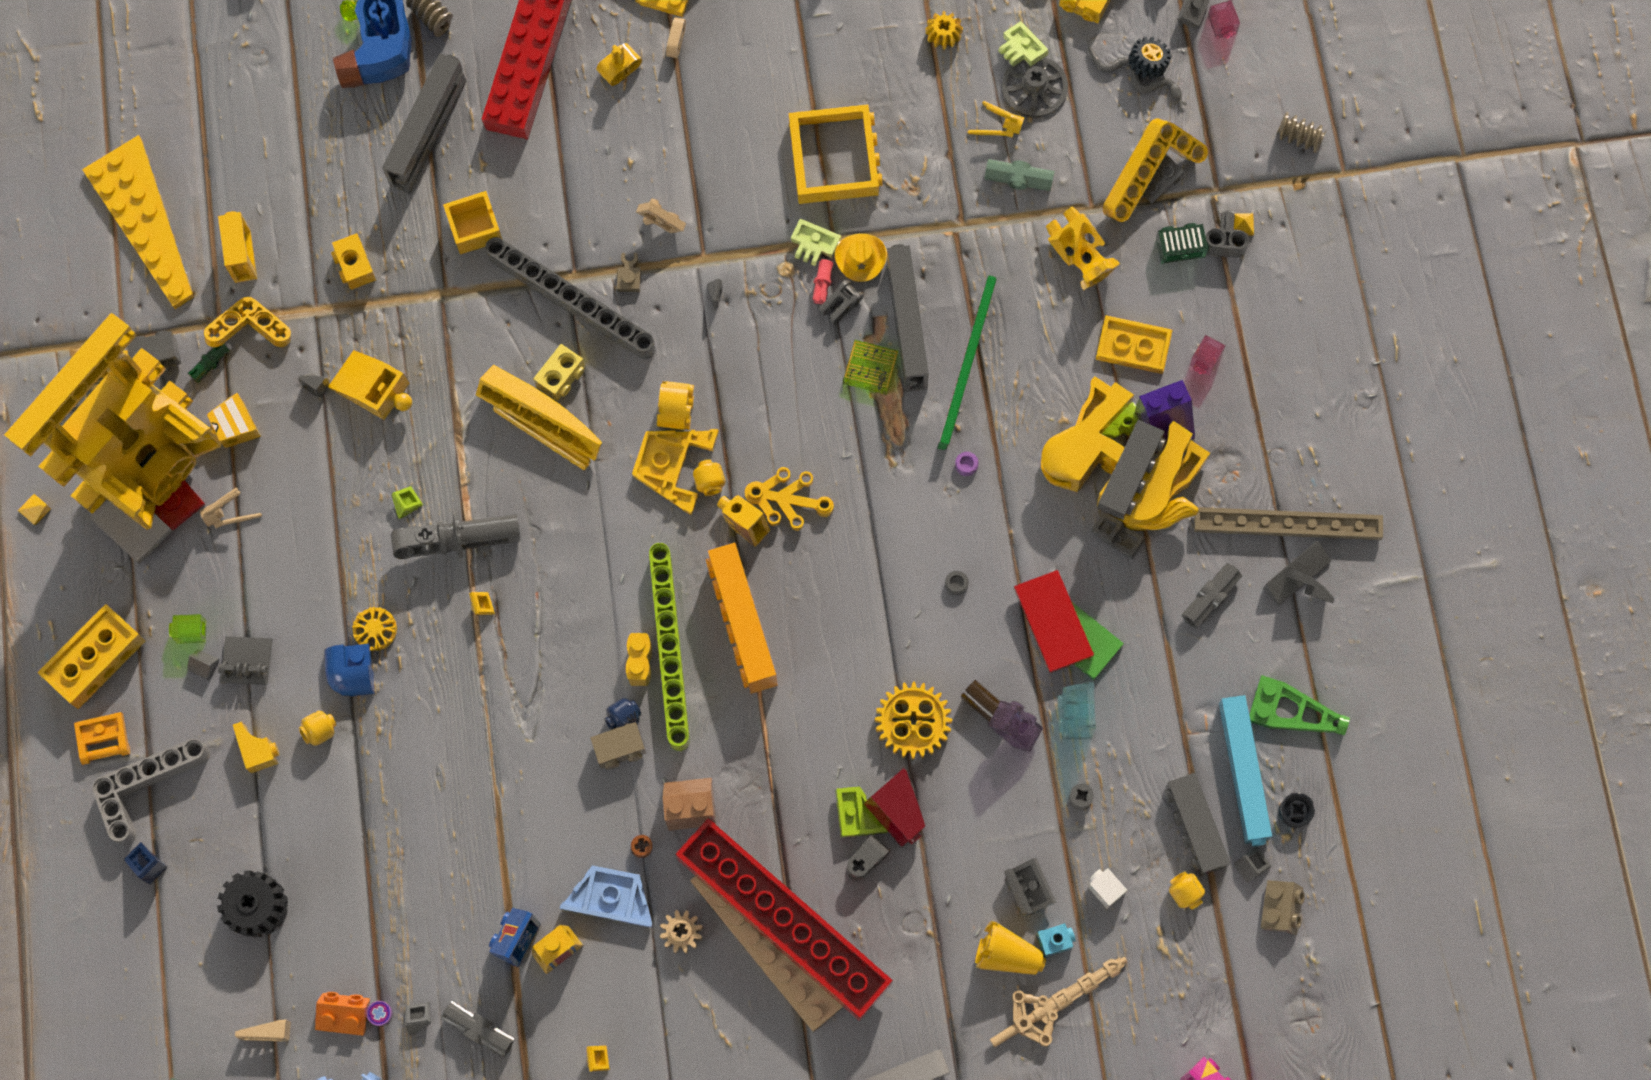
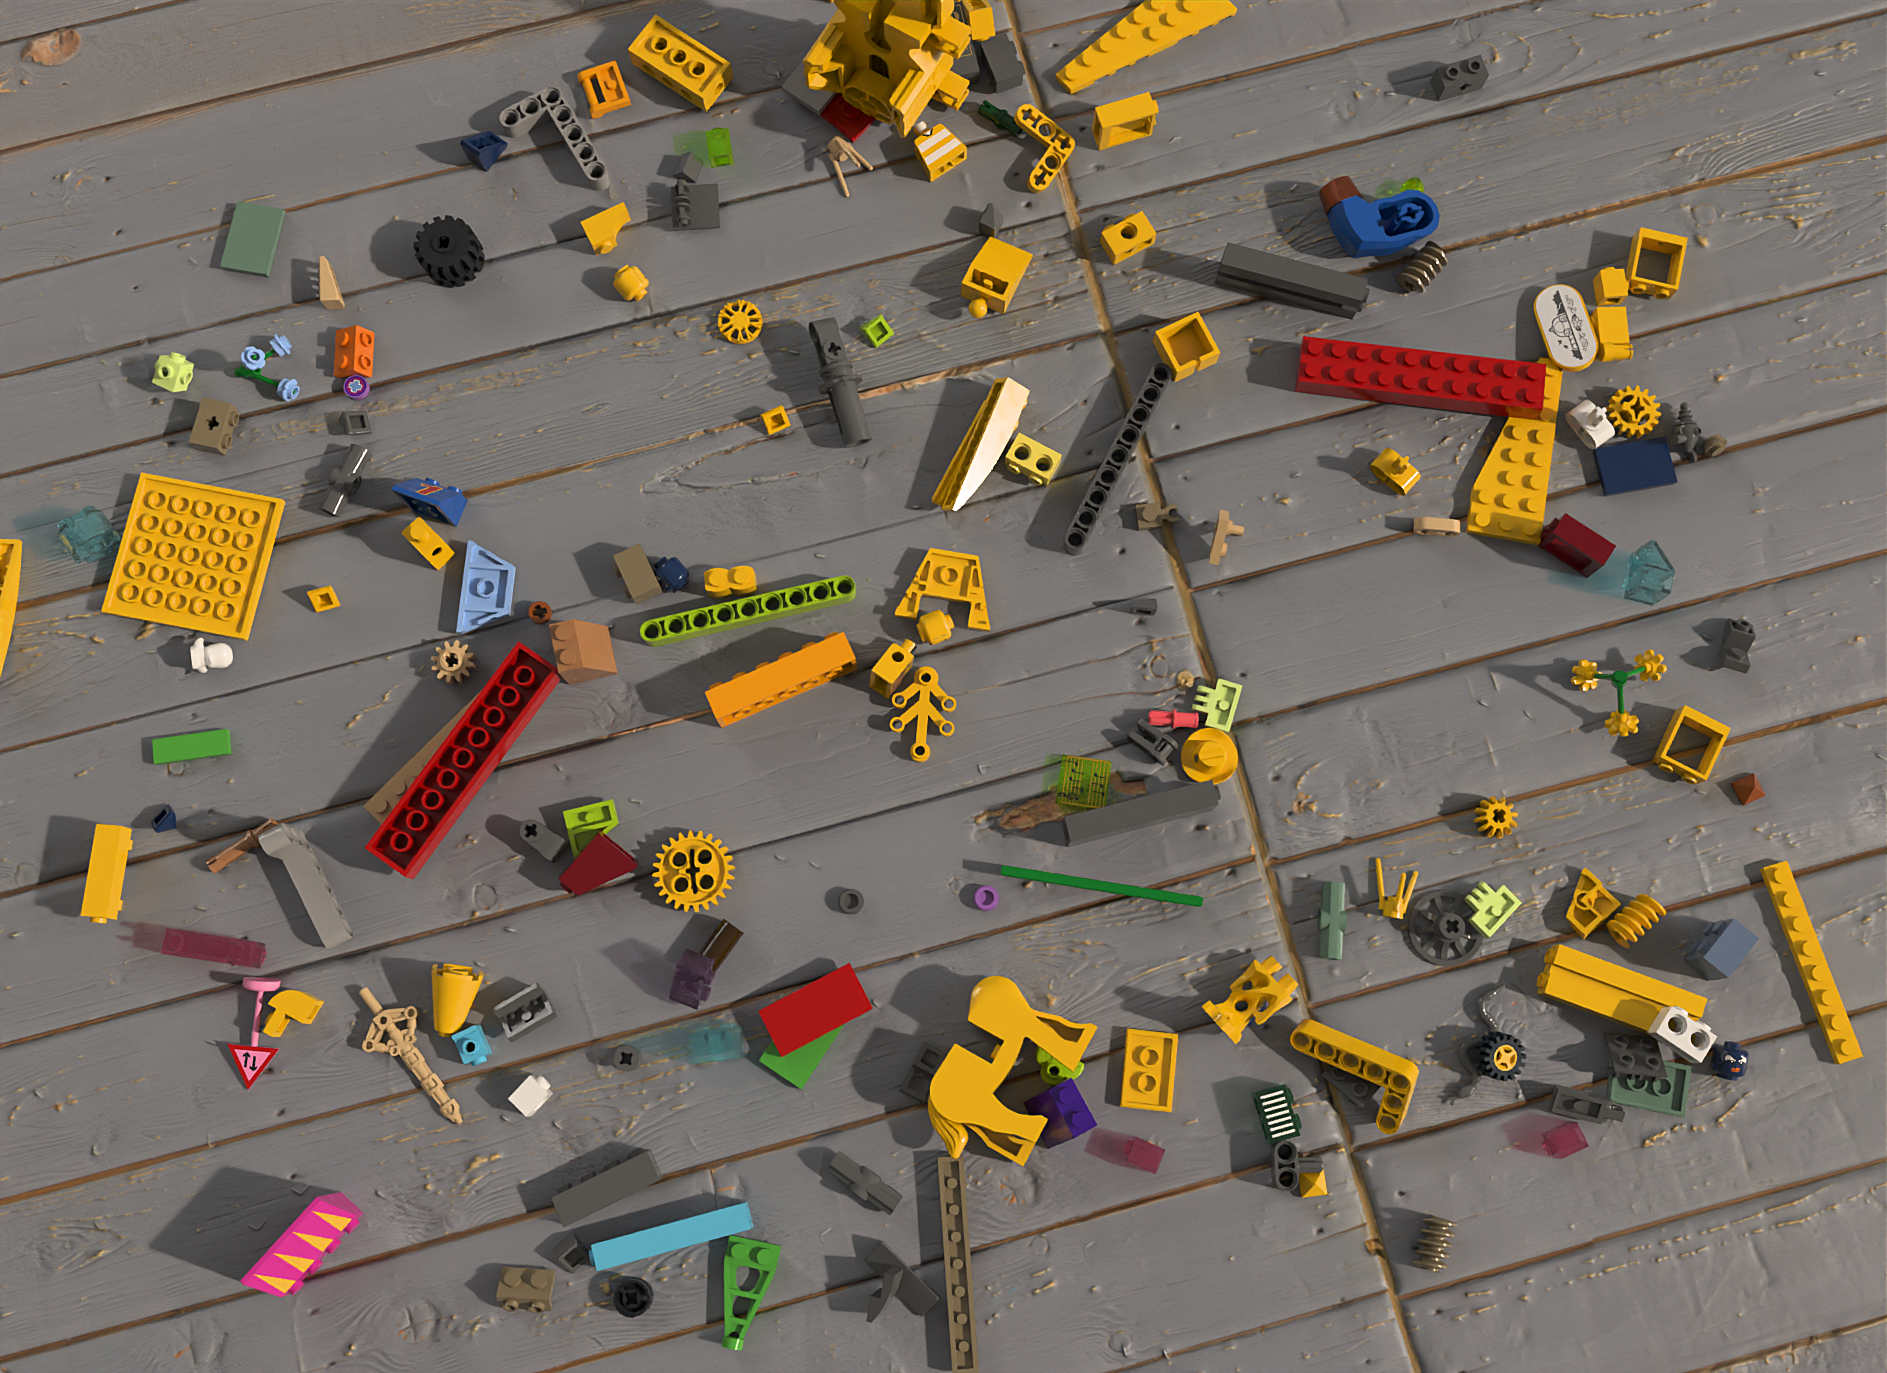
camera: 80 degrees right, 5 degrees up
(349, 669) = (693, 305): blue brick -> none
(675, 405) = (1008, 580): yellow brick -> none
(838, 191) = (1325, 756): yellow window -> none
(1131, 469) = (981, 1075): dark grey brick -> none
(1186, 890) = (534, 1182): yellow head -> none

